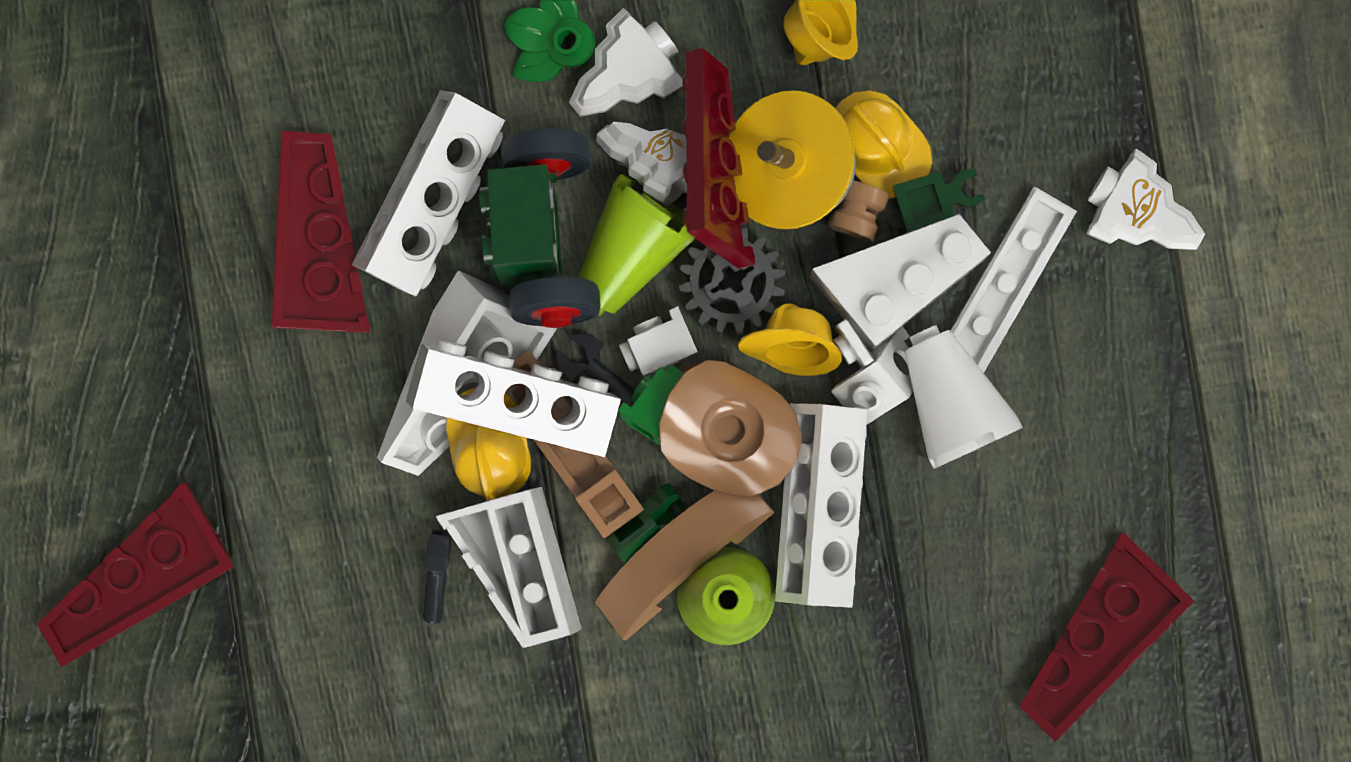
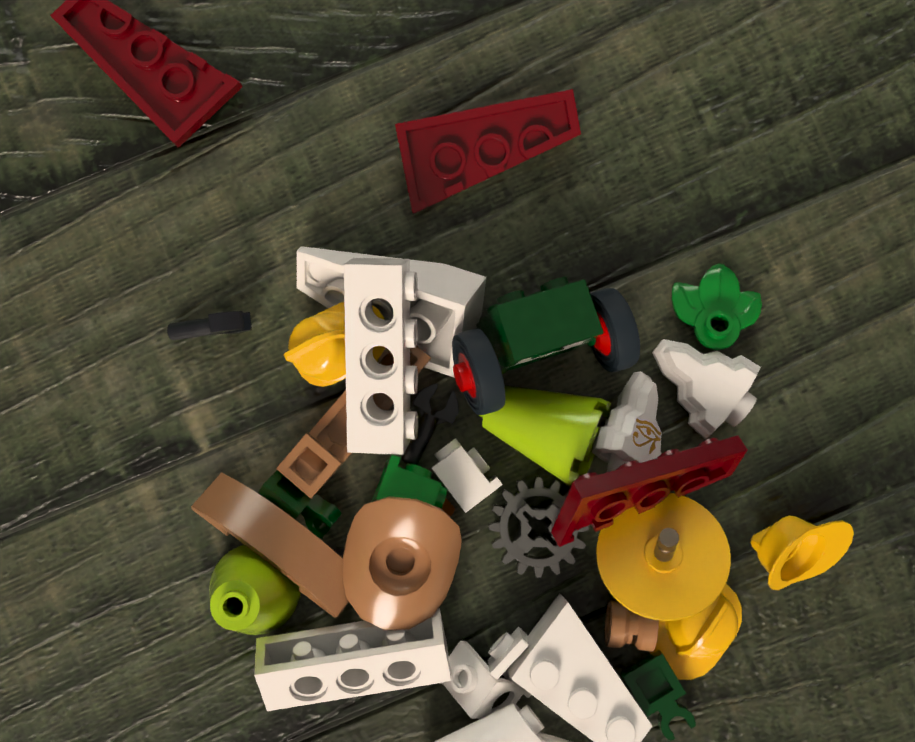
camera: 75 degrees right, 0 degrees up
(405, 203) = (575, 224): white brick -> none
(519, 563) = (233, 397): white wedge -> none
(794, 342) = (497, 599): yellow piece -> none

